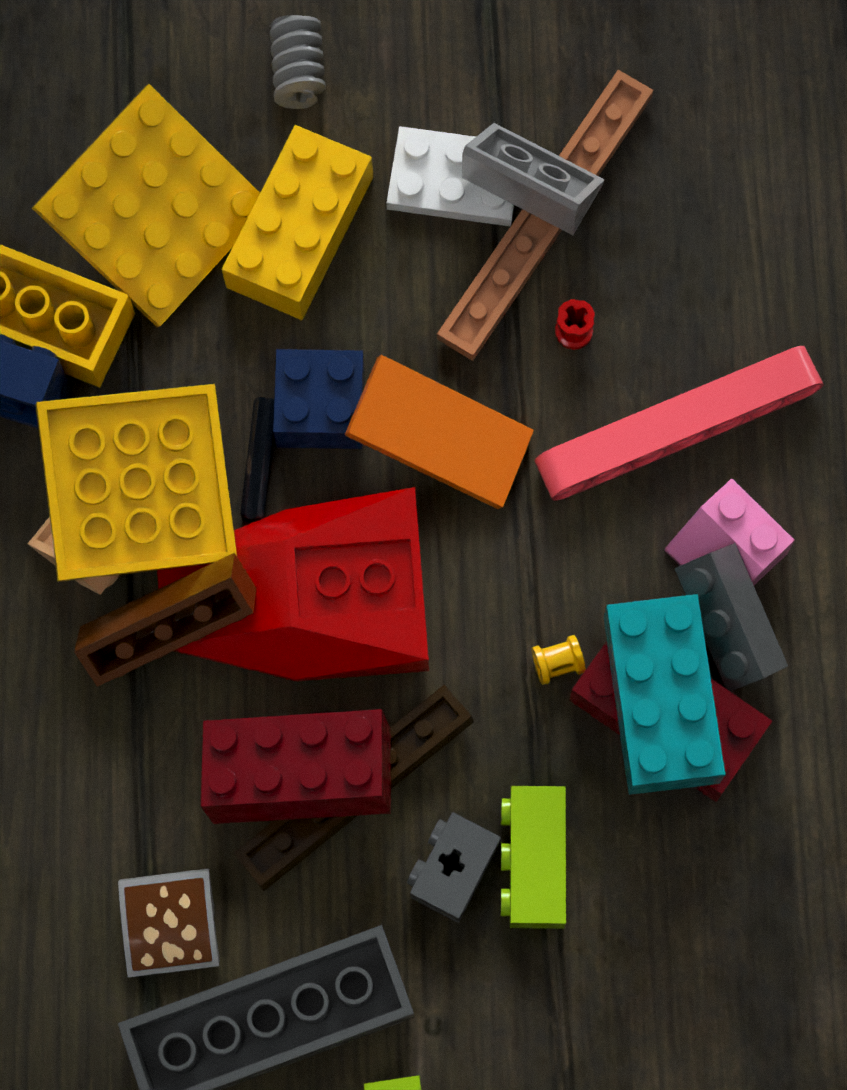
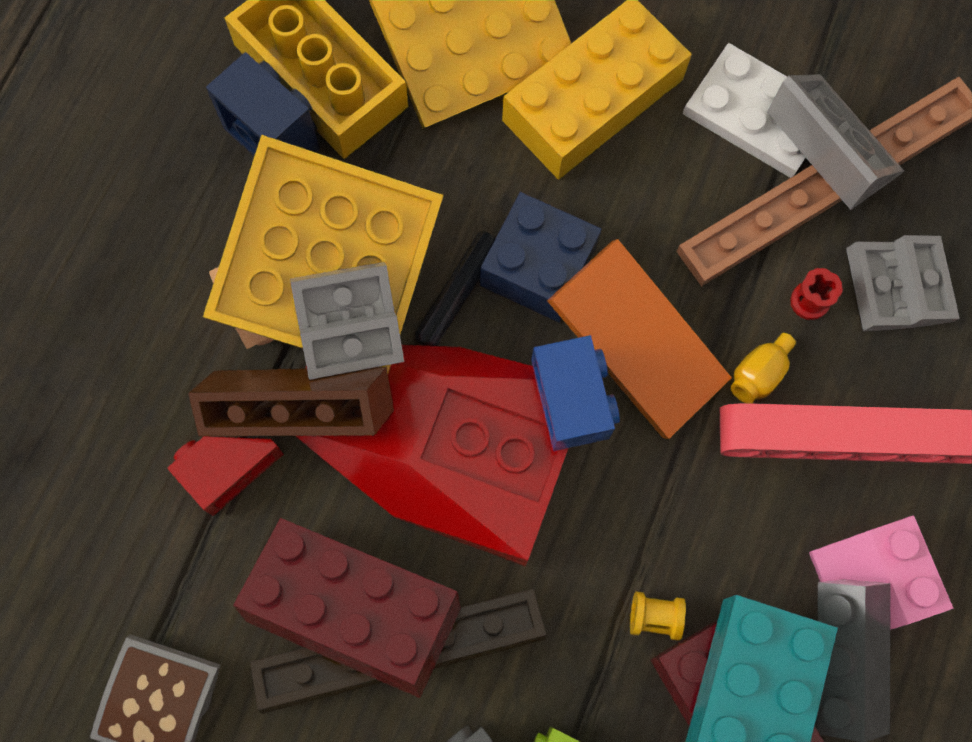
camera: 20 degrees right, 0 degrees up
(128, 705) = (221, 467): none -> red slope
(182, 528) = (347, 320): none -> light grey slope
(403, 503) = (574, 392): none -> blue brick
(557, 411) = (762, 369): none -> yellow plant
(646, 280) = (902, 283): none -> light grey slope

